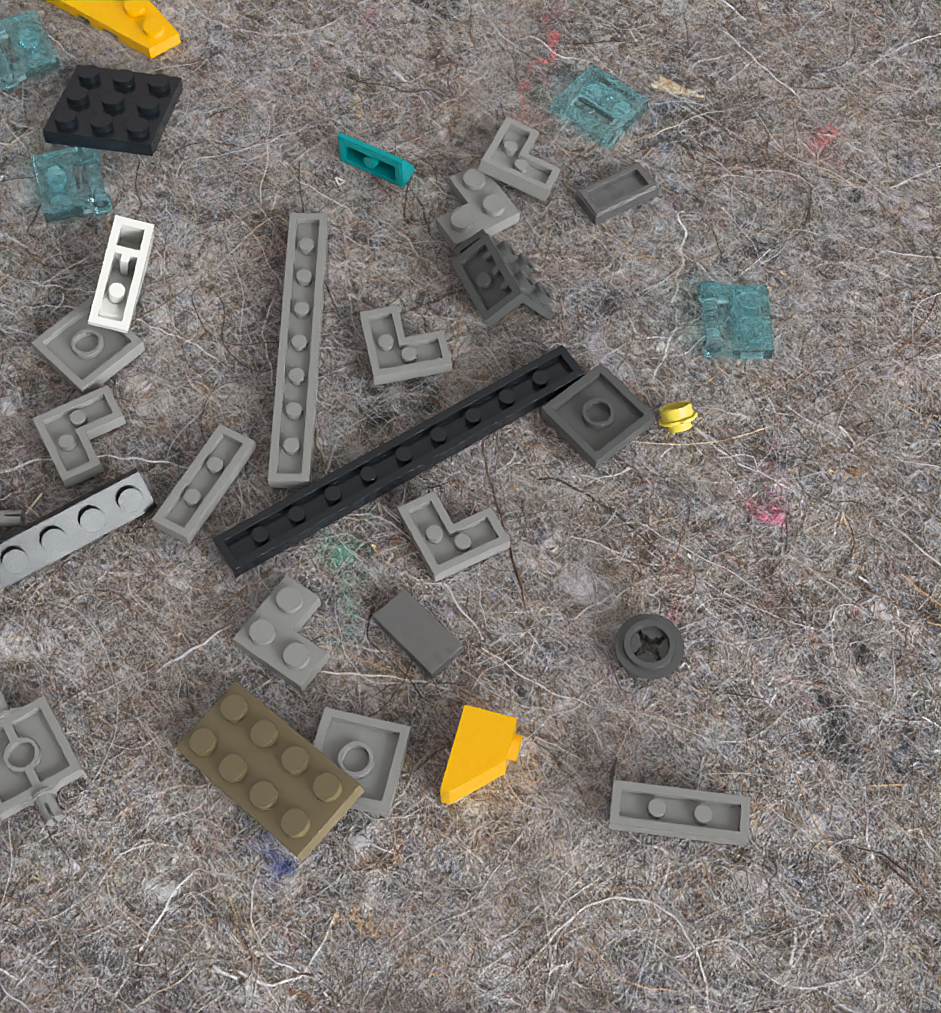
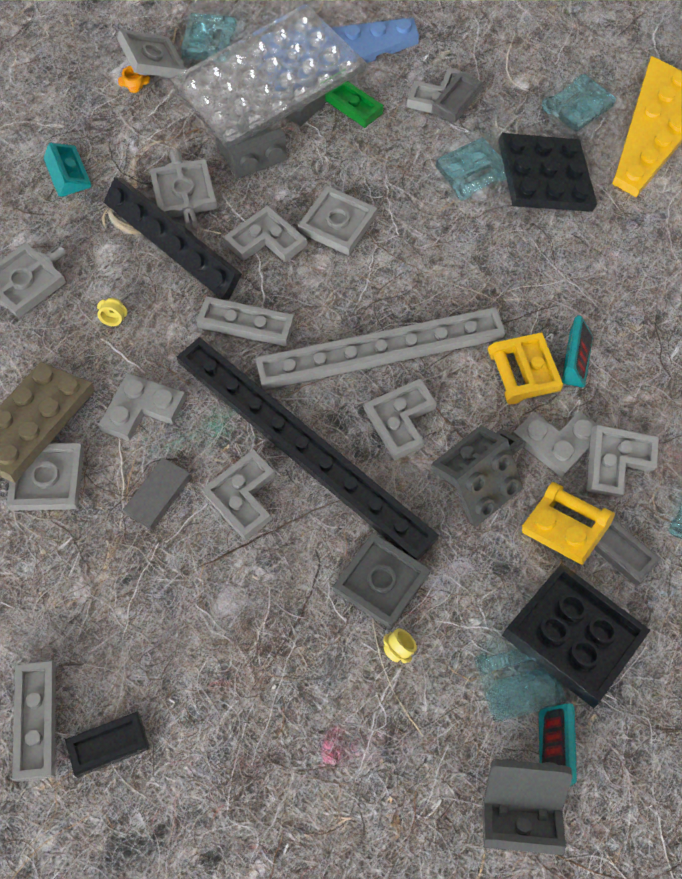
camera: 75 degrees right, 0 degrees up
(122, 274) = (396, 217): white slope -> none
(125, 644) = (111, 311): none -> light yellow plate
(376, 201) = (534, 363): none -> yellow plate
(479, 752) = (64, 555): yellow slope -> none
(587, 234) = (564, 532): none -> yellow plate
(651, 629) = (178, 651): dark grey gear -> none
(705, 251) = (576, 634): none -> black plate
(721, 739) = (107, 744): none -> black tile
(811, 304) = (558, 737): none -> slope
(869, 350) = (525, 806): none -> dark grey bracket

